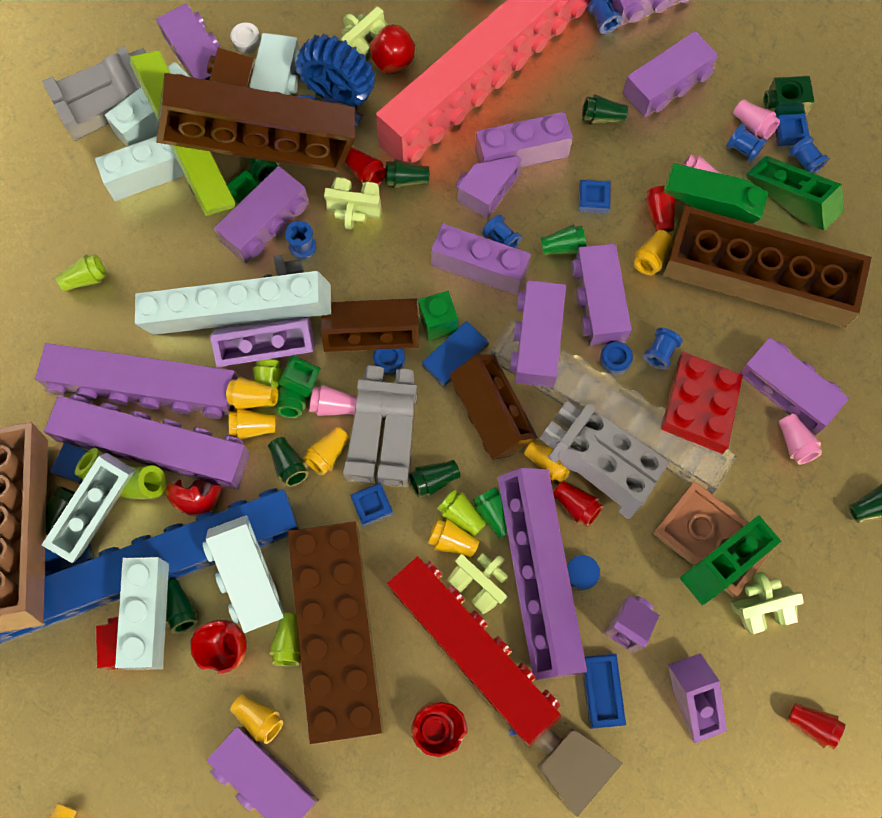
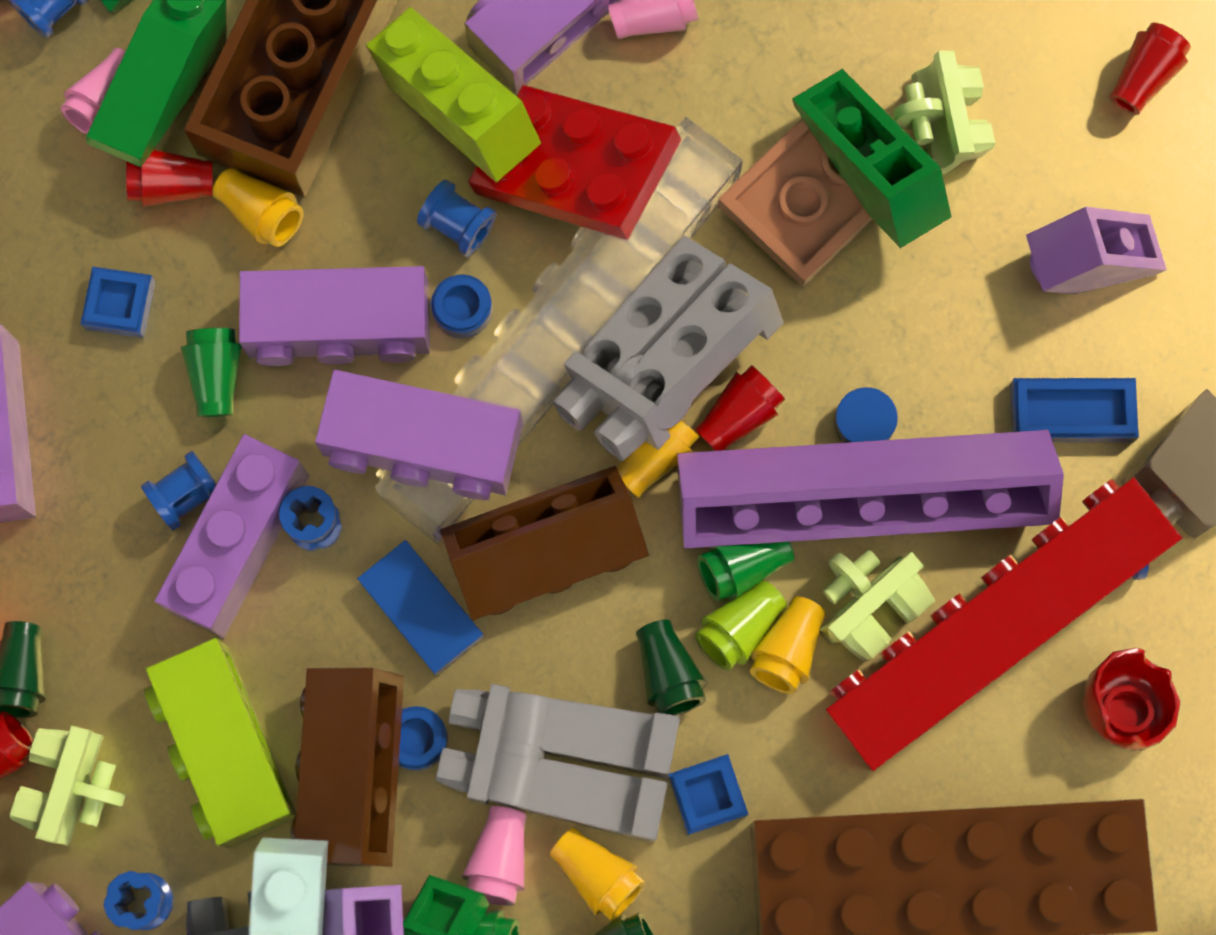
camera: 85 degrees left, 5 degrees up
(378, 265) = (218, 744): none -> lime brick
(438, 315) = (344, 630): green brick -> none
(487, 184) = (67, 509): medium lavender slope -> none
(490, 286) = (310, 500): none -> blue bush
(633, 624) = (969, 339): medium lavender slope -> none
(727, 335) = (454, 94): none -> lime brick

